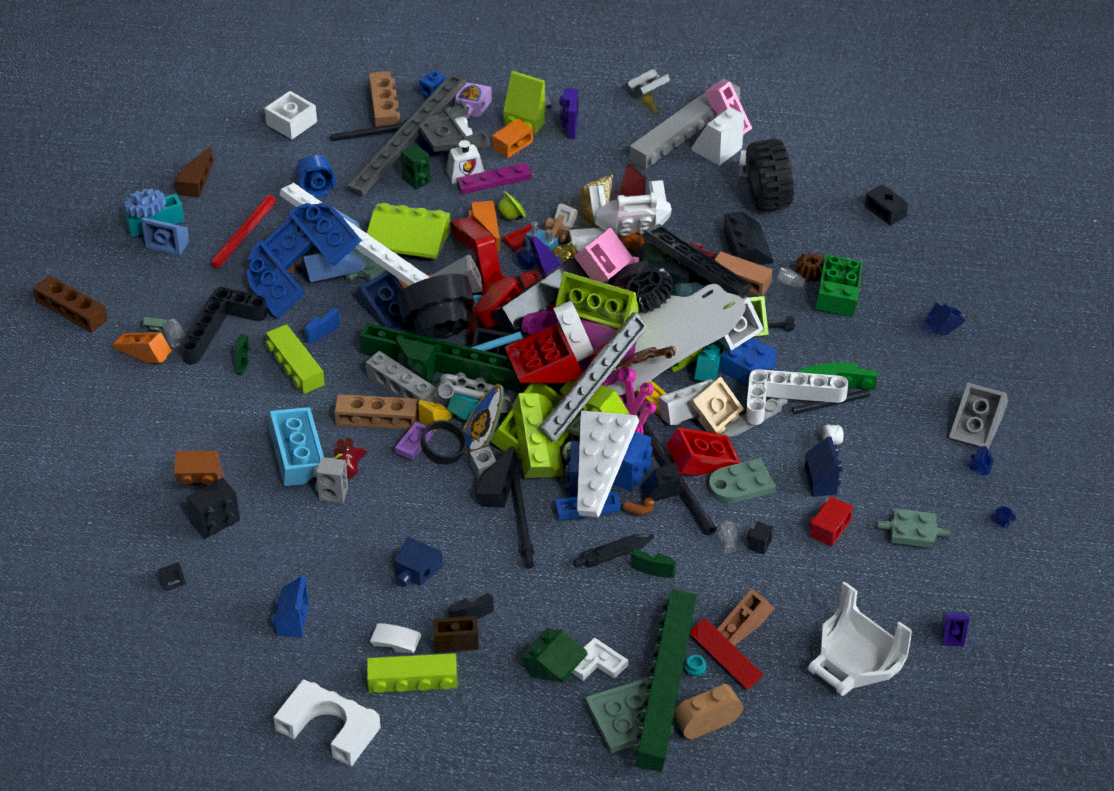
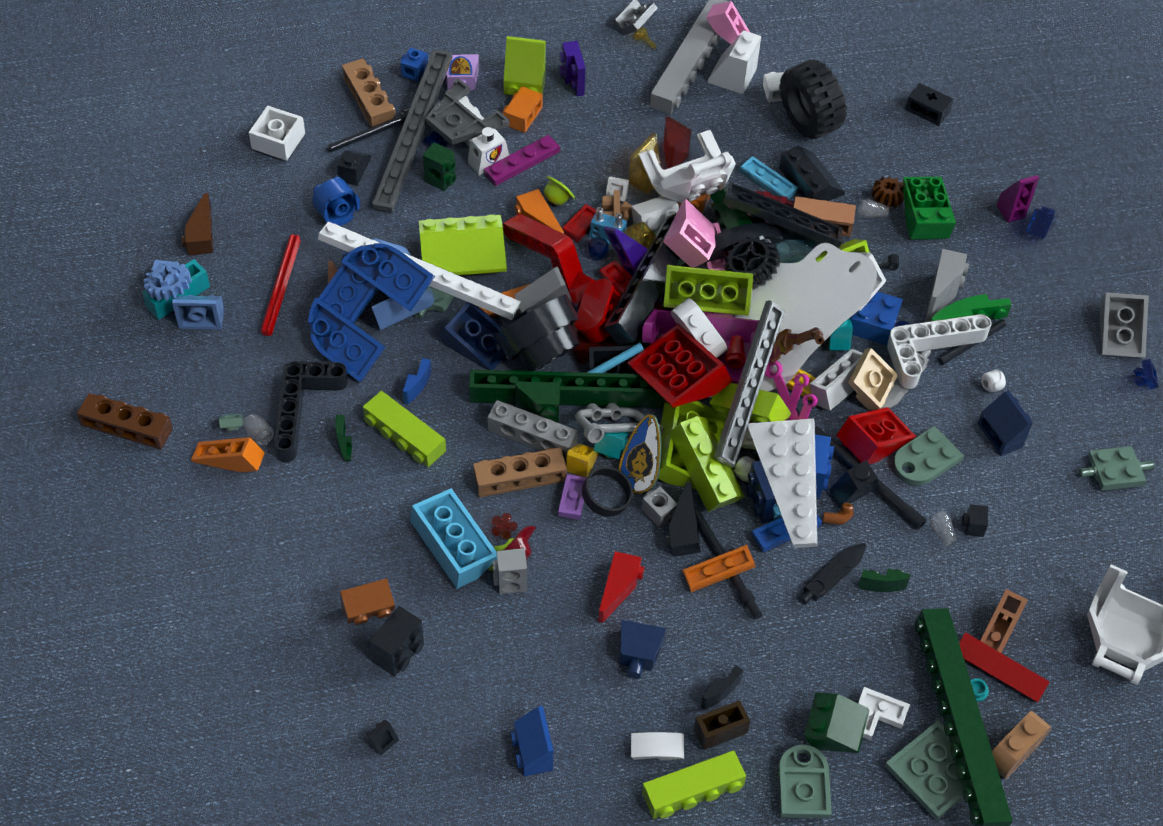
camera: 20 degrees left, 10 degrees up
(344, 153) = (352, 166): none -> black slope
(422, 512) = (621, 581): none -> red slope
(505, 698) = (804, 785): none -> sand green plate
(512, 521) = (719, 568): none -> orange tile
(707, 235) = (768, 178): none -> medium azure tile
(825, 344) = (946, 280): none -> light grey slope
(830, 521) = (1036, 482): red brick -> none
(925, 292) = (1017, 198): none -> magenta slope

